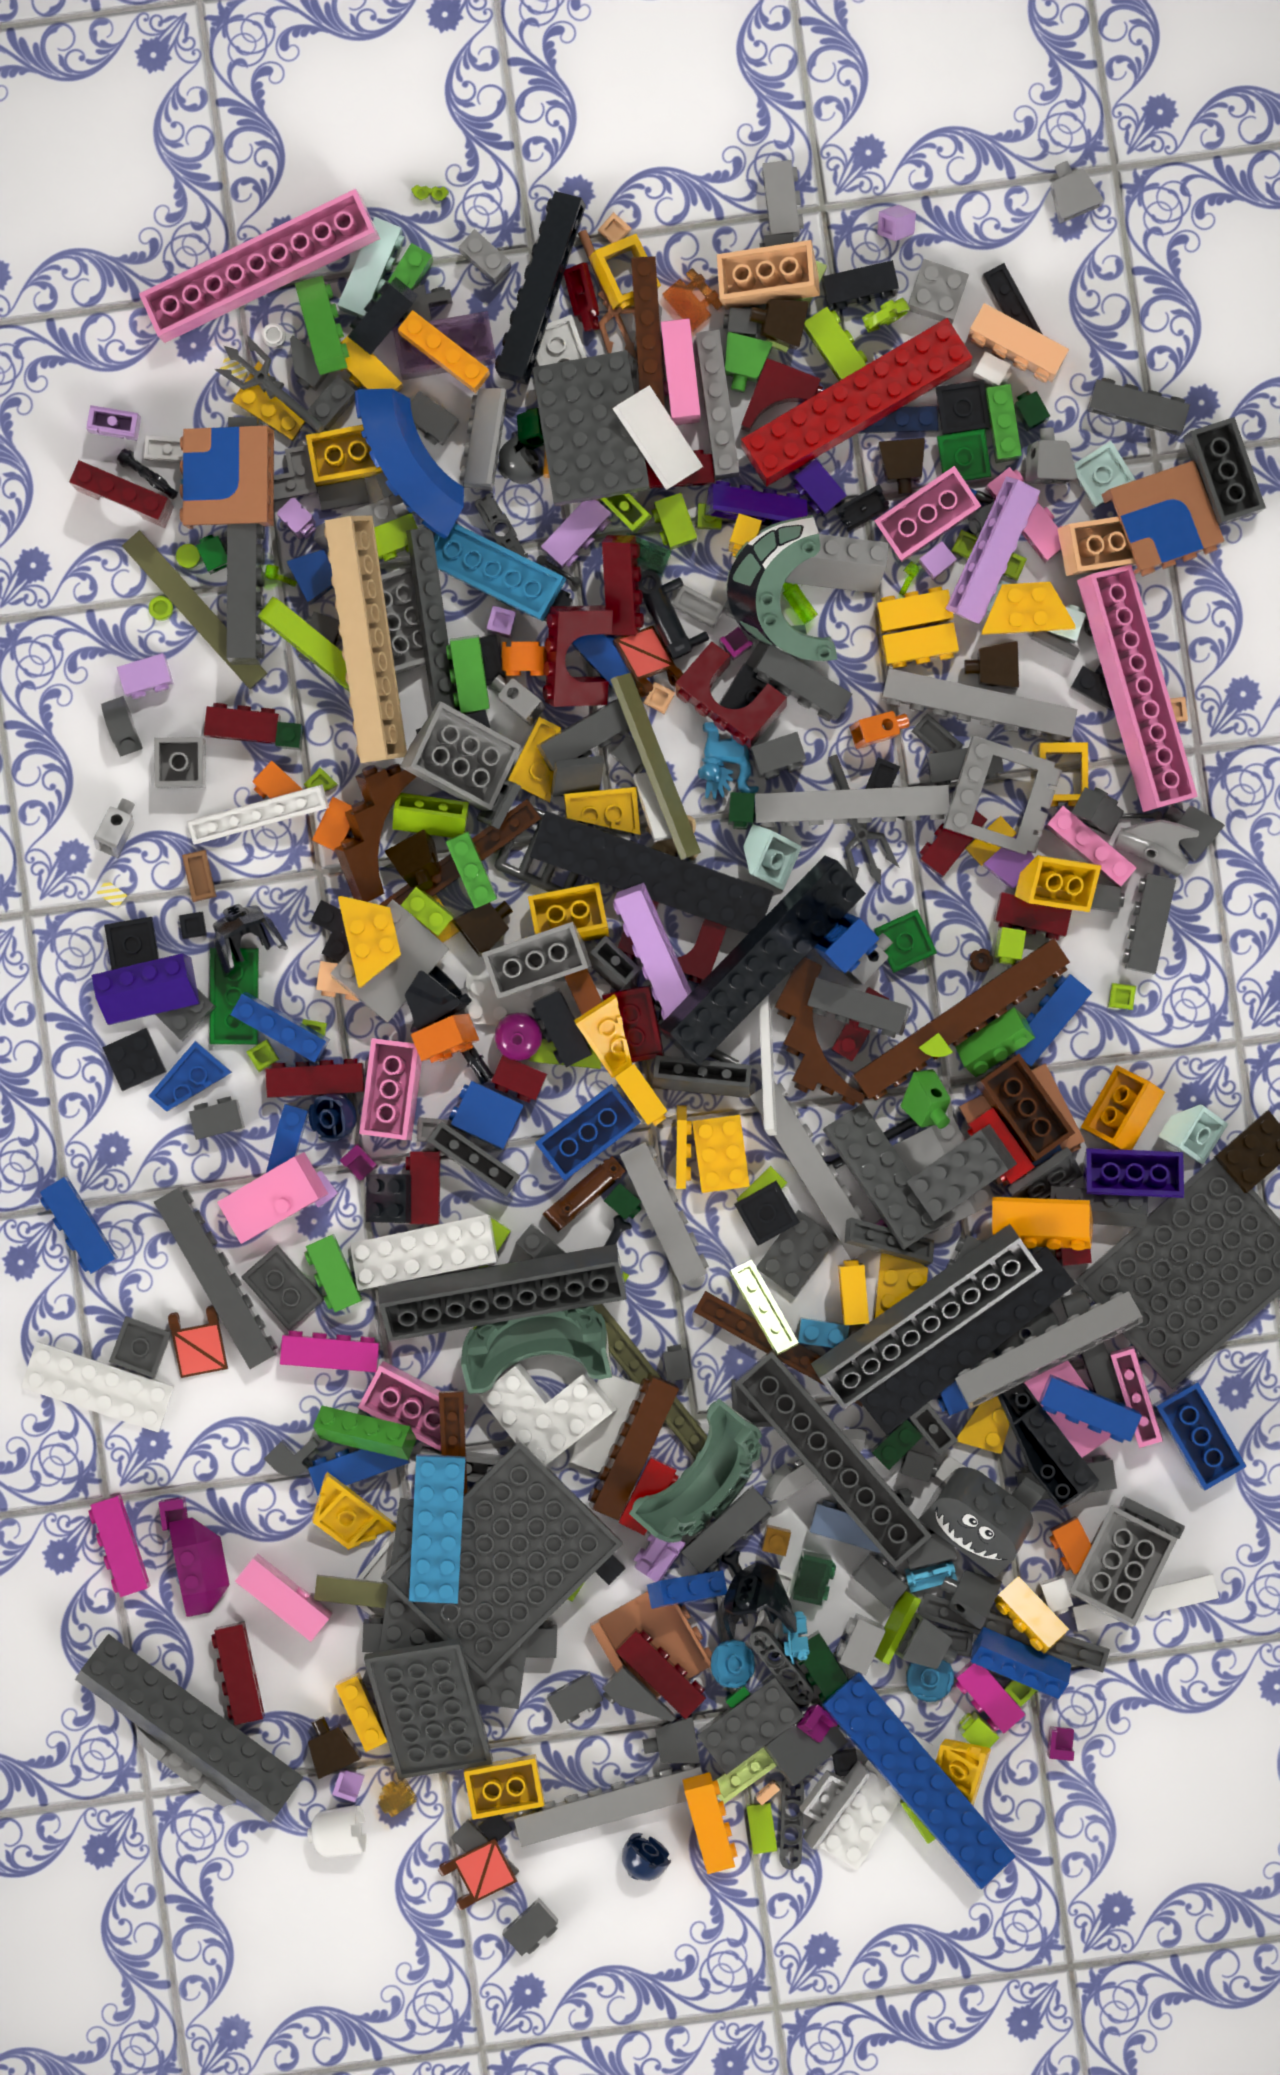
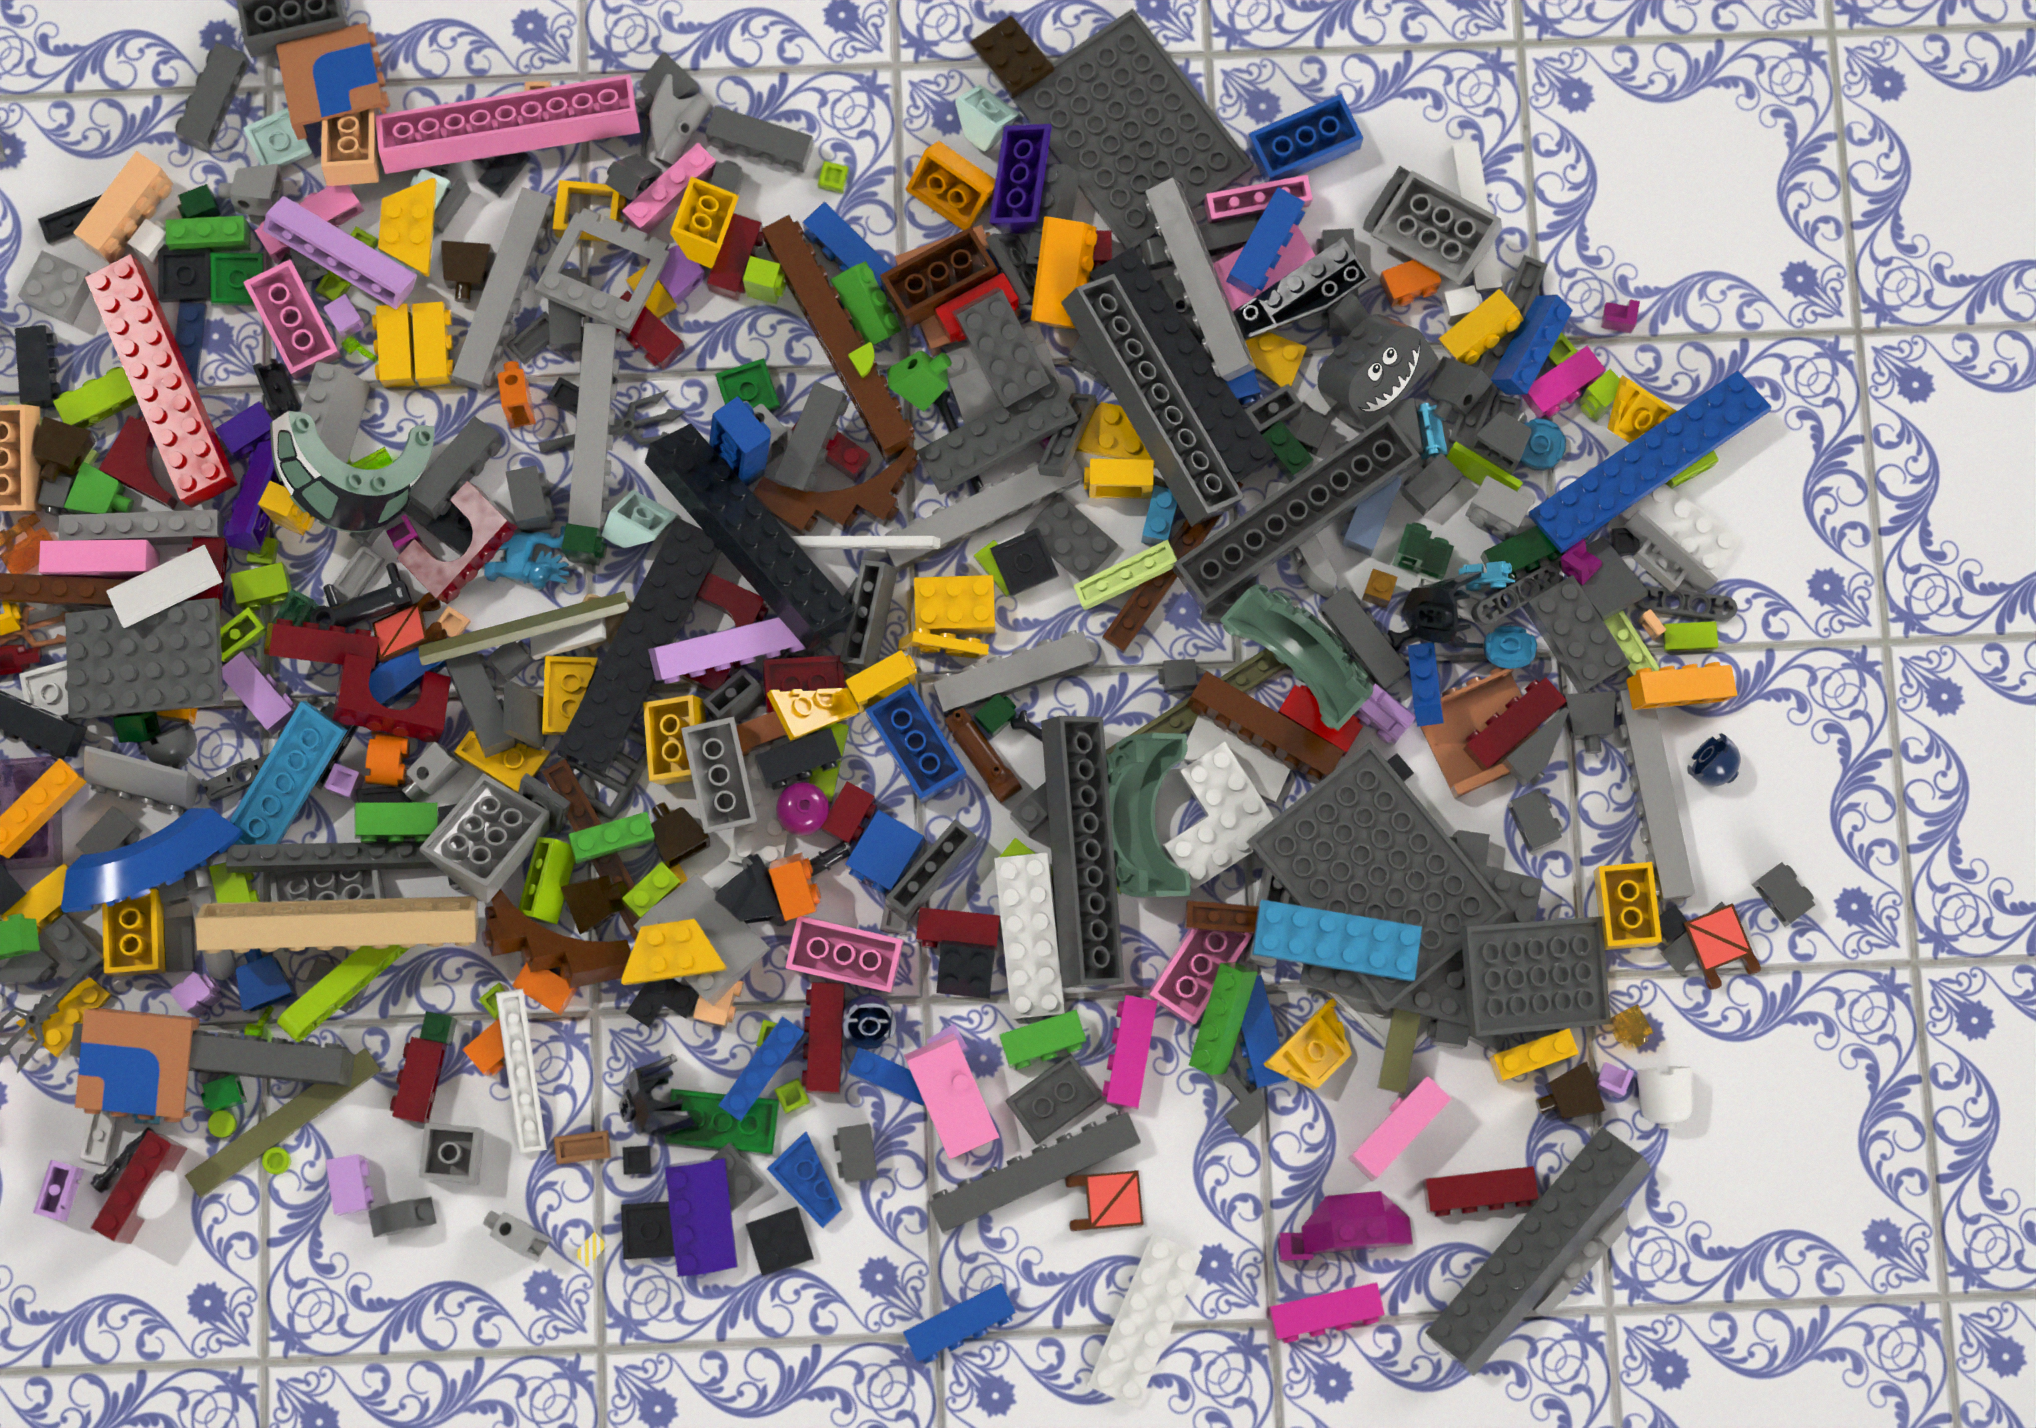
camera: 90 degrees left, 10 degrees down
(140, 1347) = (1104, 1266): dark grey plate -> none
(236, 368) = (20, 1047): sticker -> none
(300, 476) = (148, 988): light grey plate -> none
(358, 1162) = (922, 999): magenta panel -> none
(737, 1696) = (1545, 646): green tile -> none
(890, 312) = (68, 332): lime plate -> none
(902, 462) = (233, 342): dark brown torso -> none
(985, 955) = (777, 308): reddish brown plate -> none

